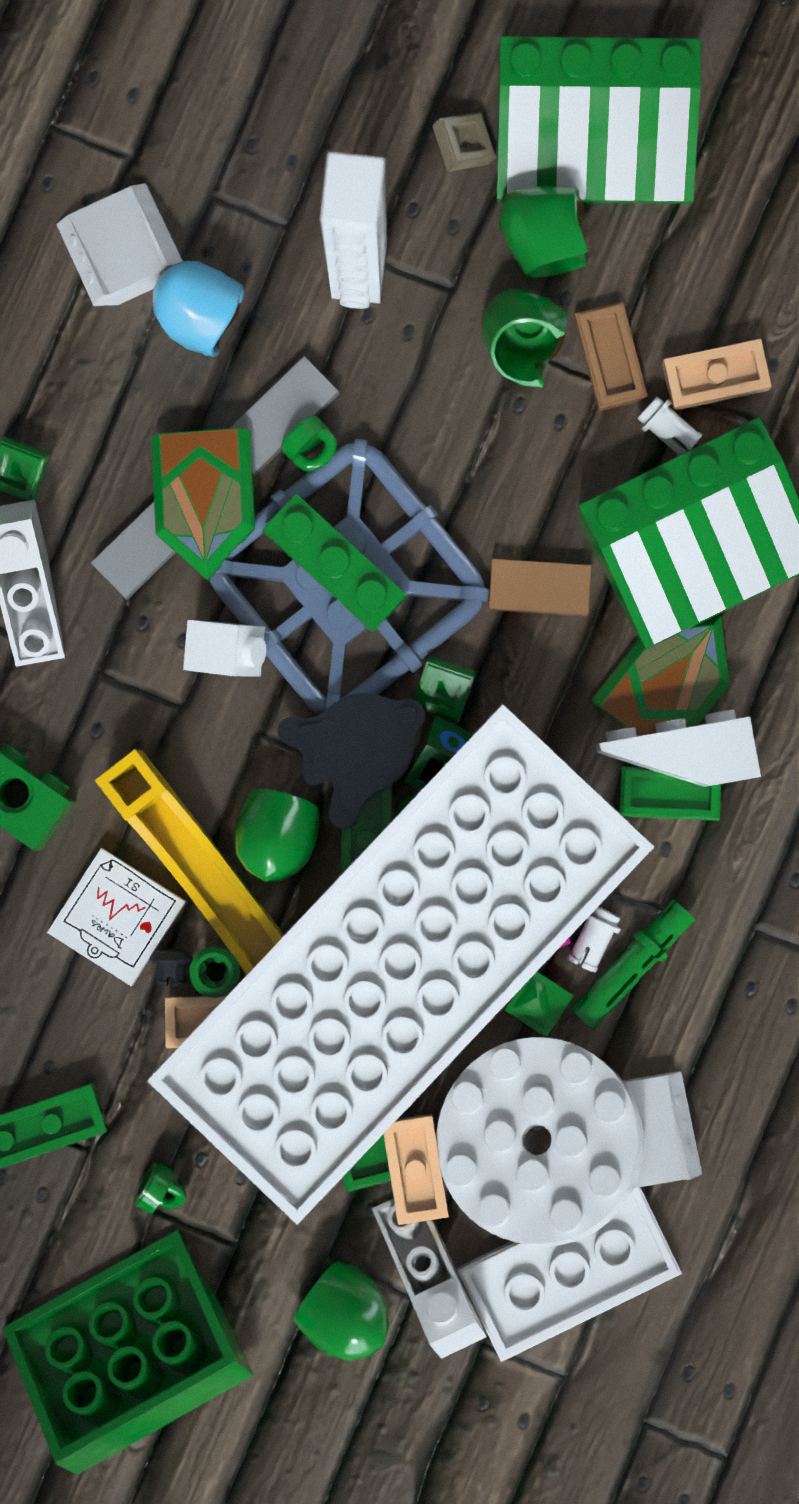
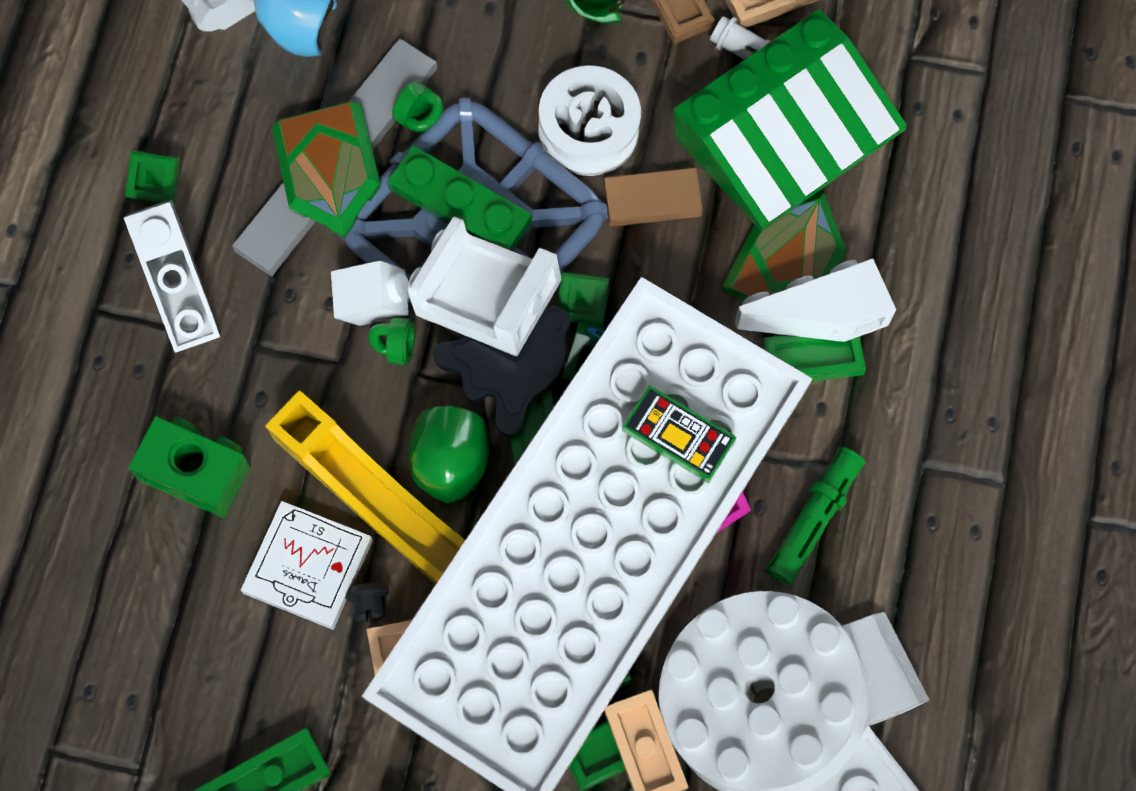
camera: 15 degrees left, 15 degrees down
(201, 973) = (405, 579): green cone -> none
(243, 700) = (399, 342): none -> green tile
(341, 671) = (483, 288): none -> white panel
(457, 468) = (606, 138): none -> white wheel
(506, 882) = (679, 434): none -> tile
(539, 1003) = (731, 569): green tile -> none
(596, 936) = (772, 498): white pin -> none

